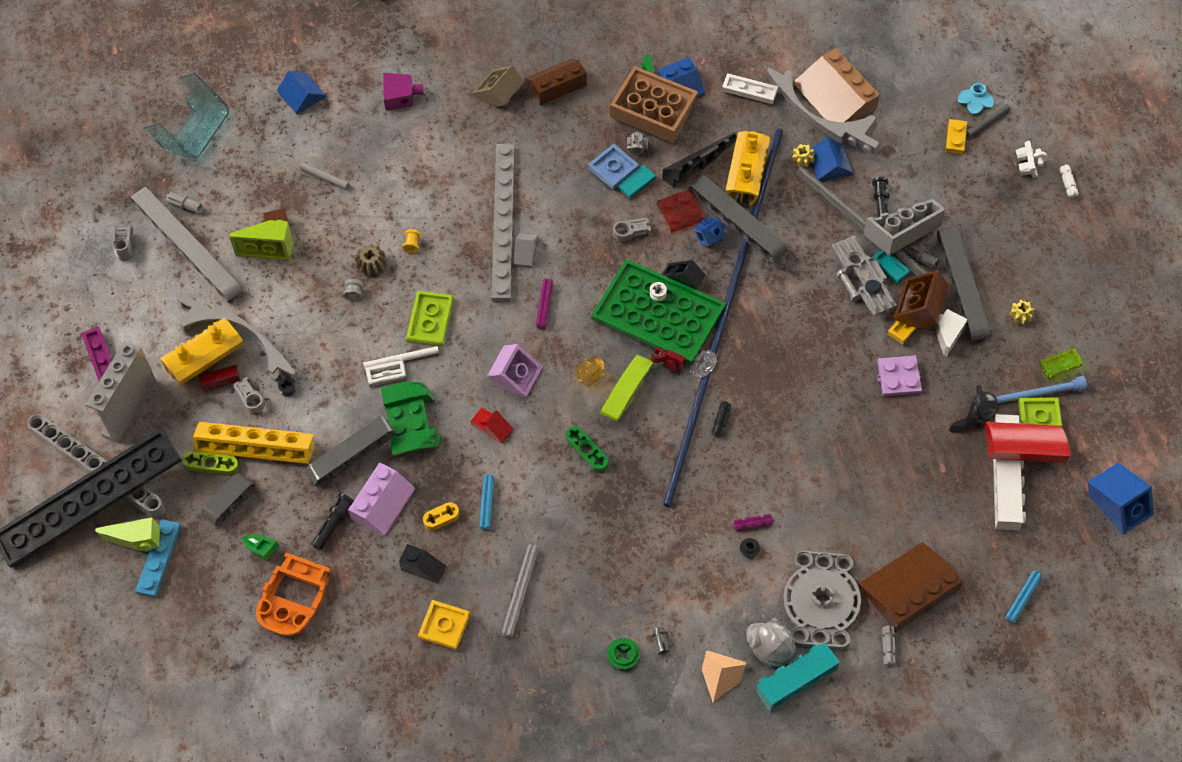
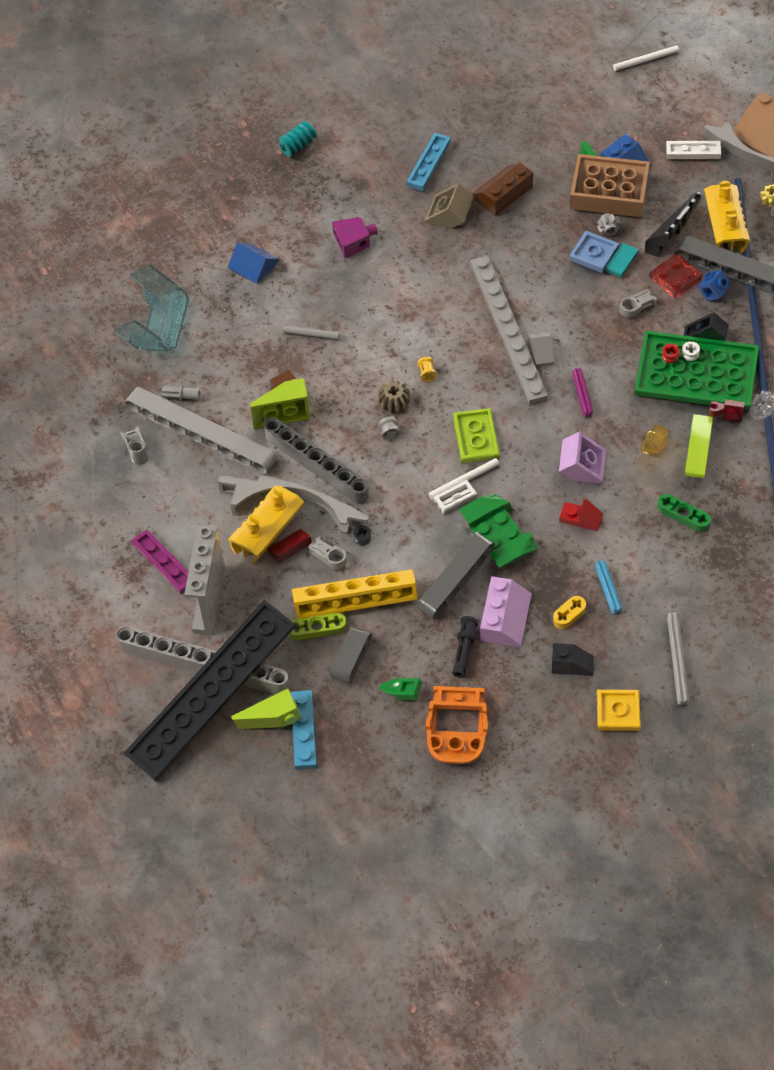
camera: 15 degrees left, 5 degrees down
(276, 309) = (306, 453): none -> dark grey beam
(499, 35) = (428, 162): none -> dark azure plate
(638, 293) = (667, 349): none -> red bush

